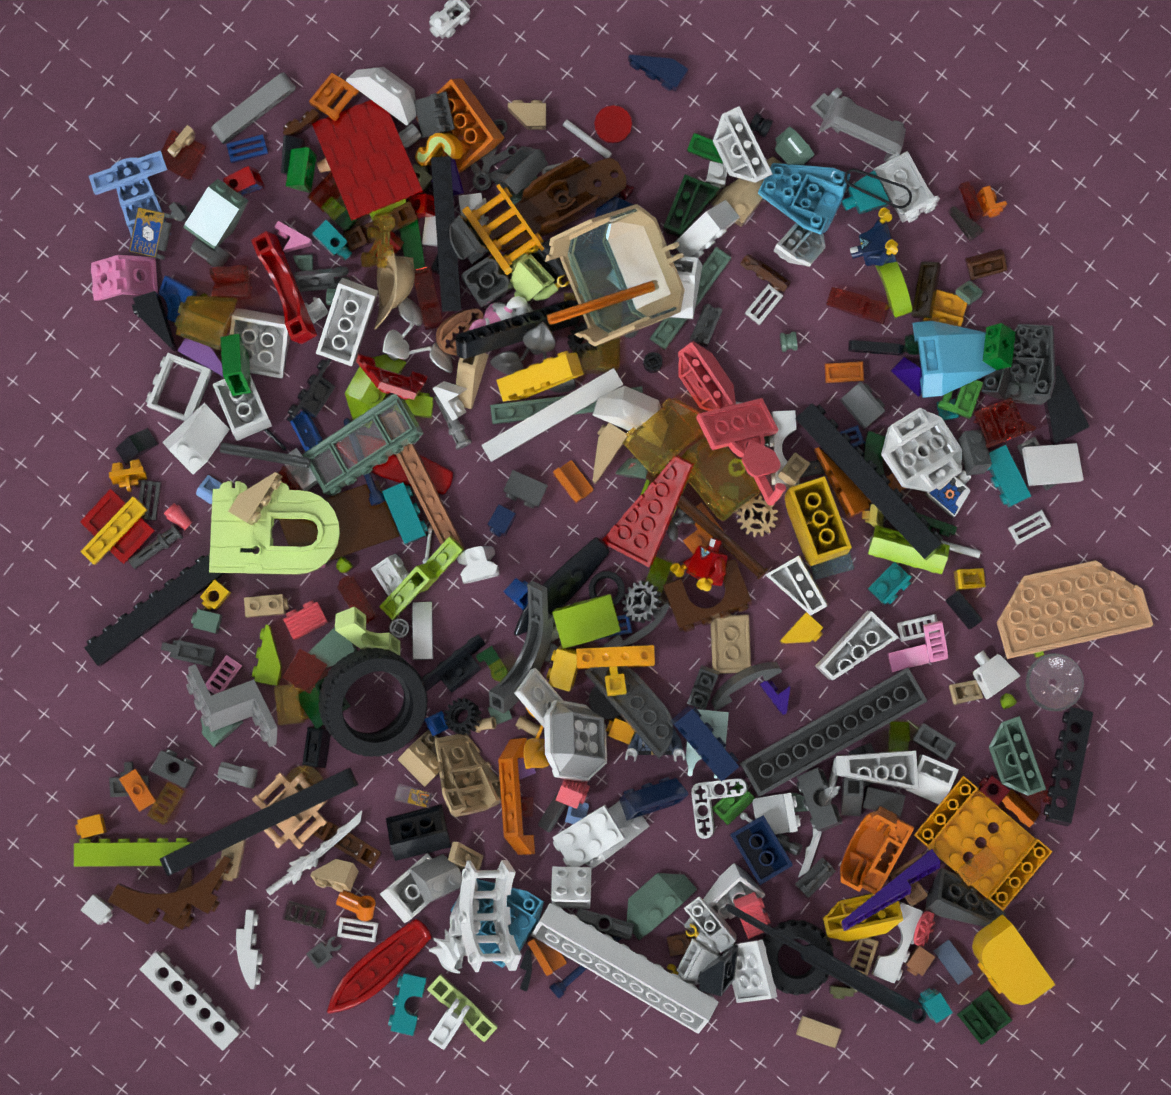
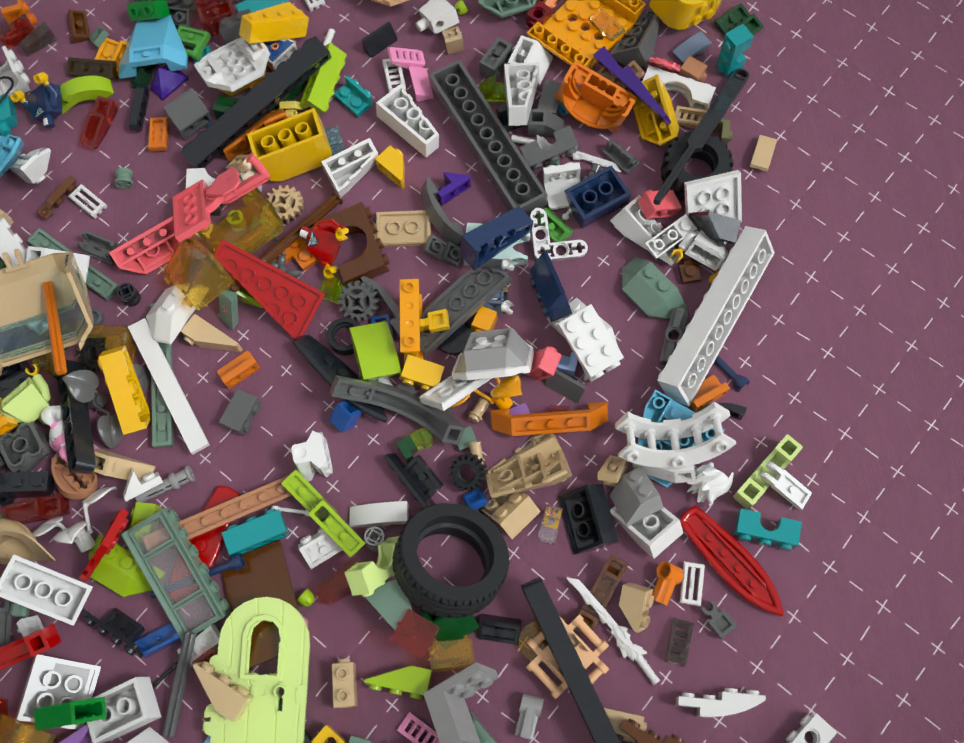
camera: 85 degrees left, 15 degrees down
(305, 620) = (362, 639): coral brick -> none
(501, 521) = (269, 432): dark blue brick -> none
(571, 887) = (641, 357): white bracket -> none
(969, 579) = (352, 39): yellow slope -> none
(973, 497) = (274, 24): none -> yellow wedge

